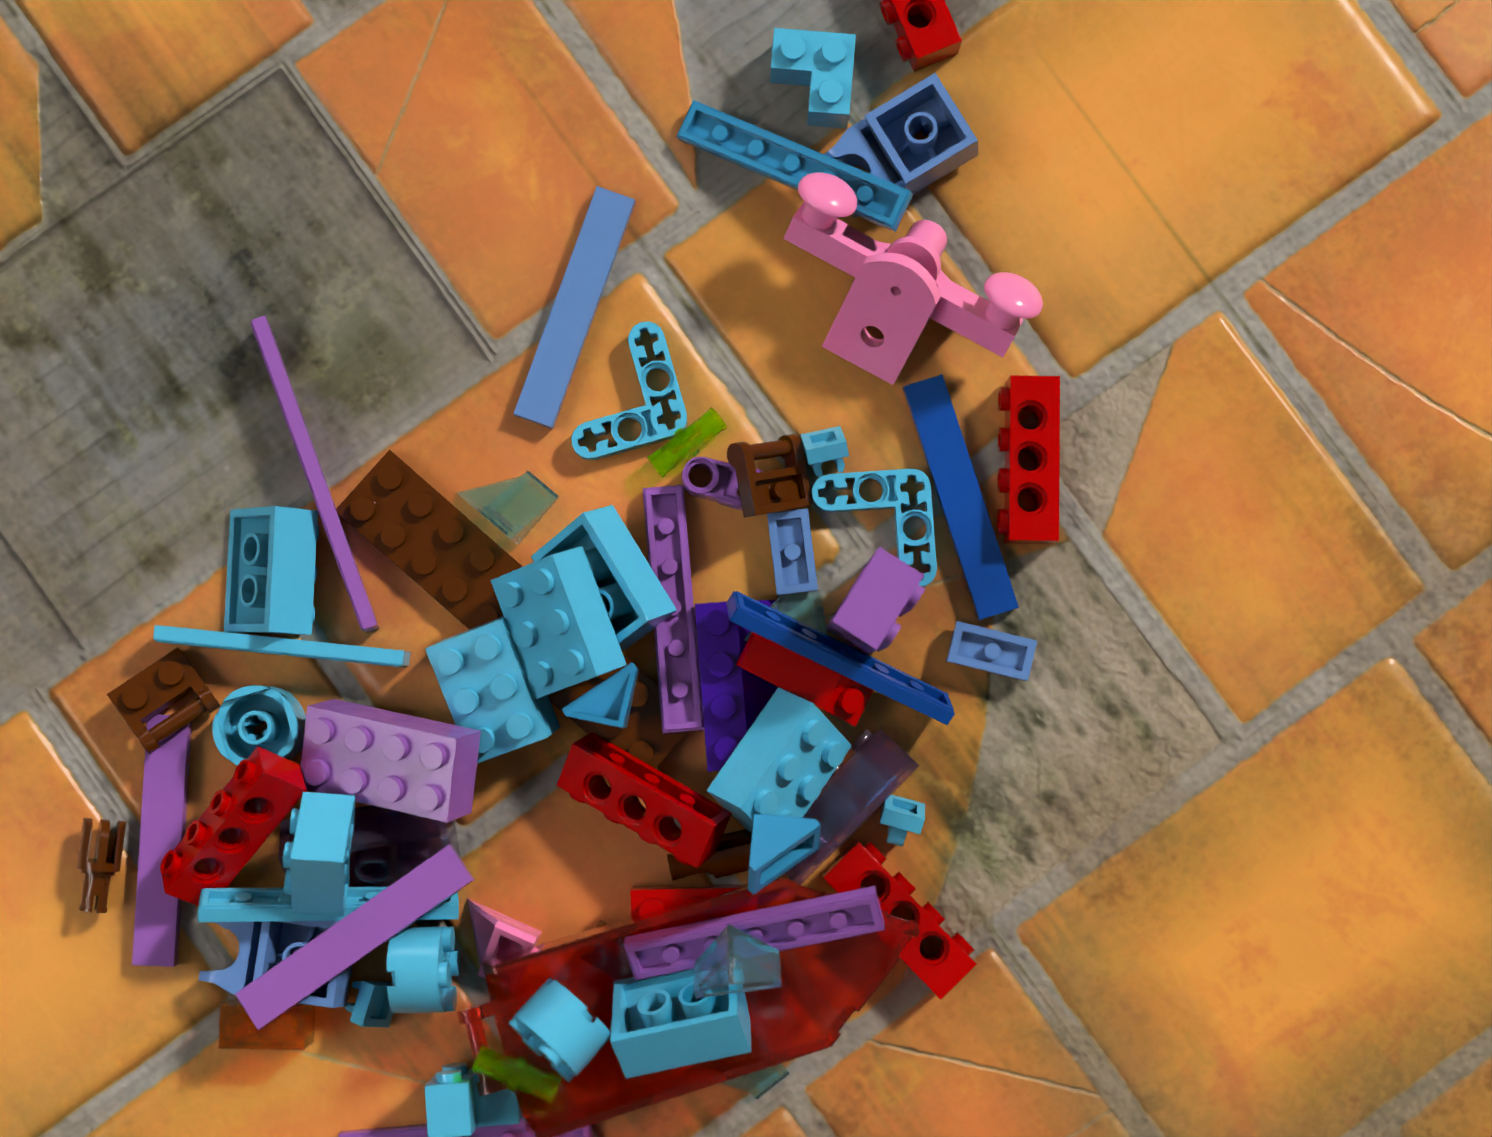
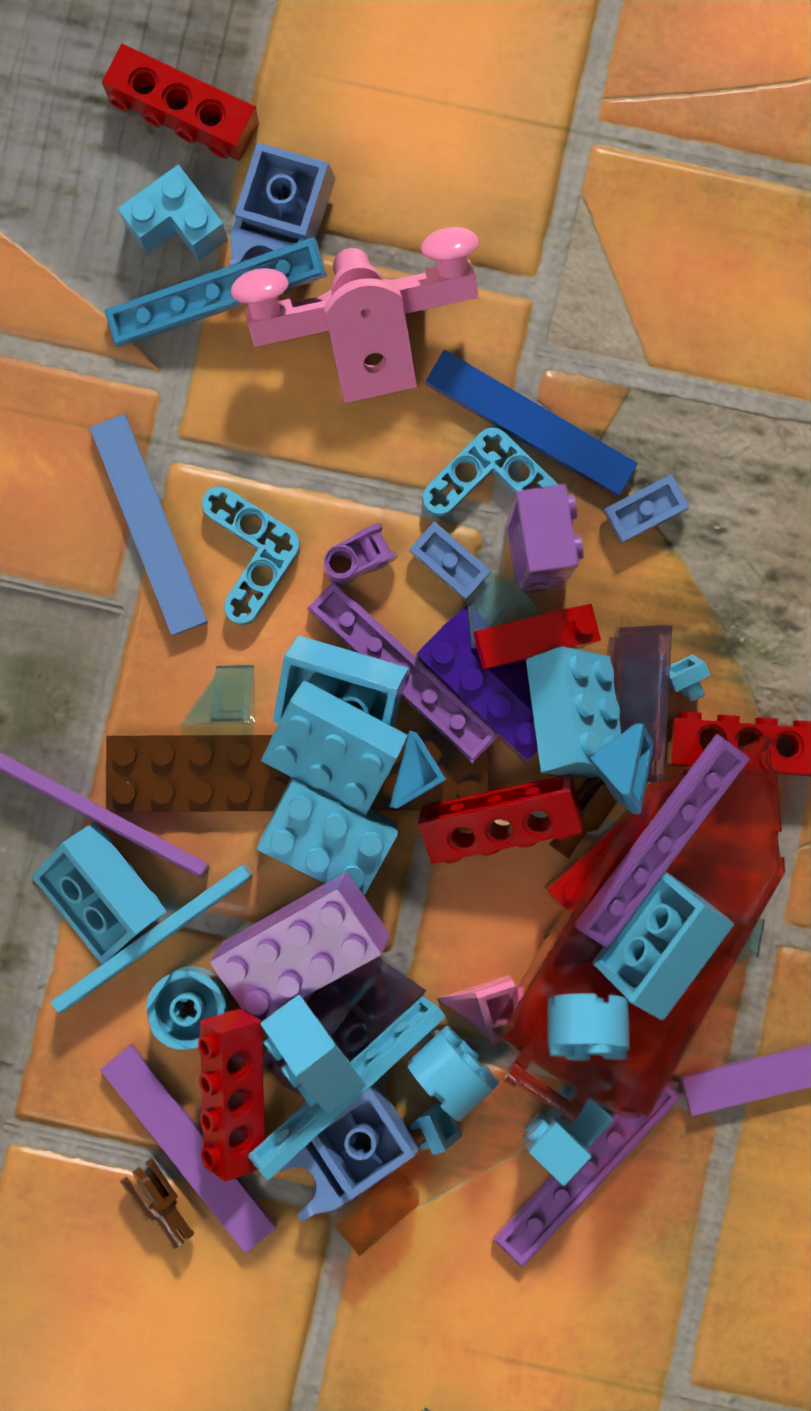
camera: 40 degrees left, 0 degrees up
(155, 691) = (91, 1047): reddish brown plate -> none
(354, 937) = (386, 1093): medium lavender tile -> none
(516, 1074) = (585, 1085): clear neon green pin -> none
(709, 424) = (315, 524): clear neon green pin -> none
(736, 965) = (670, 873): clear light blue slope -> none
(771, 489) = (398, 529): reddish brown plate -> none
(825, 446) = (408, 468): medium azure tile -> none
(839, 657) = (548, 601): blue tile -> none
(1041, 397) = (528, 305): red brick -> none

